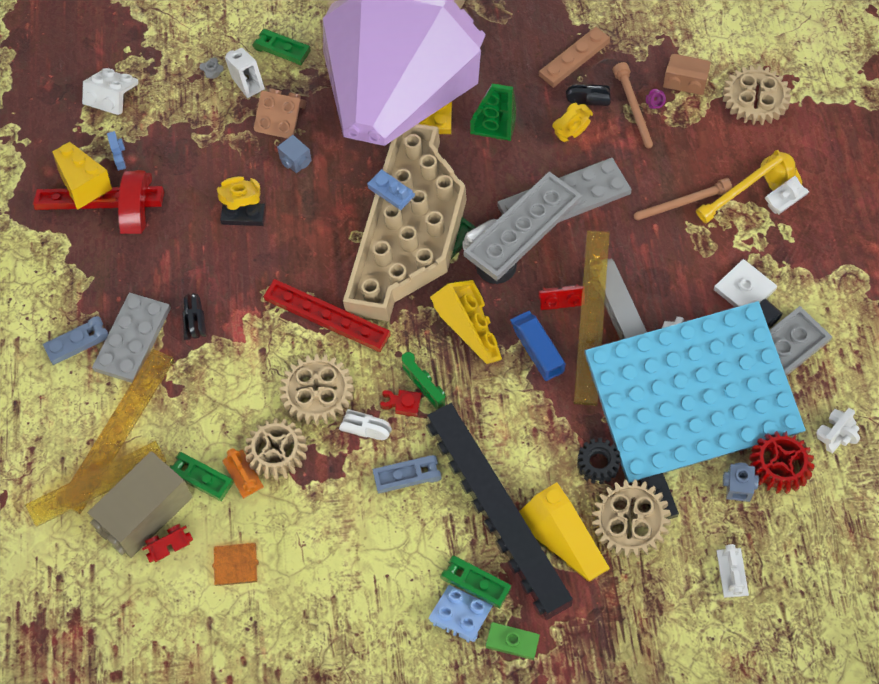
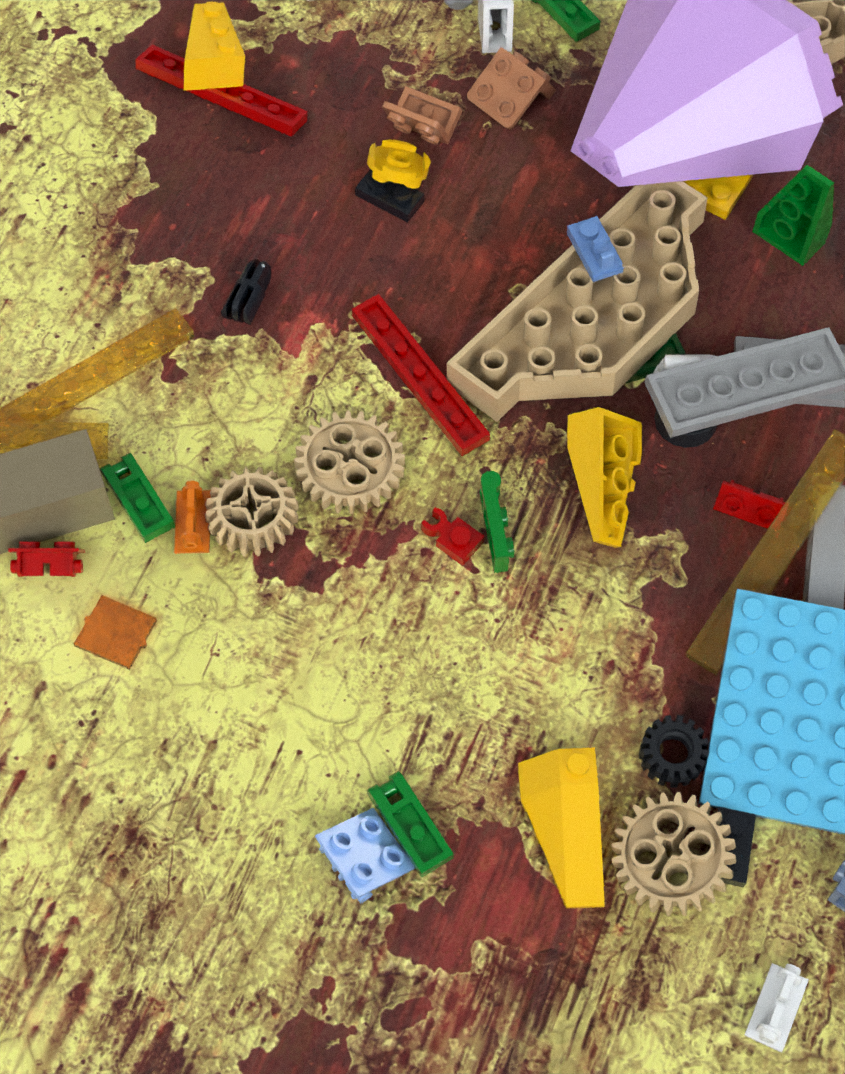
camera: 25 degrees right, 0 degrees up
(75, 340) = (89, 252): sand blue plate -> none
(117, 147) = (279, 38): medium blue plate -> none
(131, 337) = (159, 280): light grey plate -> none
(132, 201) = (256, 110): red arch -> none
(237, 154) = (423, 115): none -> nougat bracket
(294, 154) = (498, 148): sand blue brick -> none
(365, 425) = (384, 540): white arm -> none
(406, 474) = (401, 632): sand blue plate -> none
(499, 512) = (494, 750): black brick -> none
(512, 641) = (413, 930): bright green plate -> none
(538, 345) = (680, 553): blue piece -> none

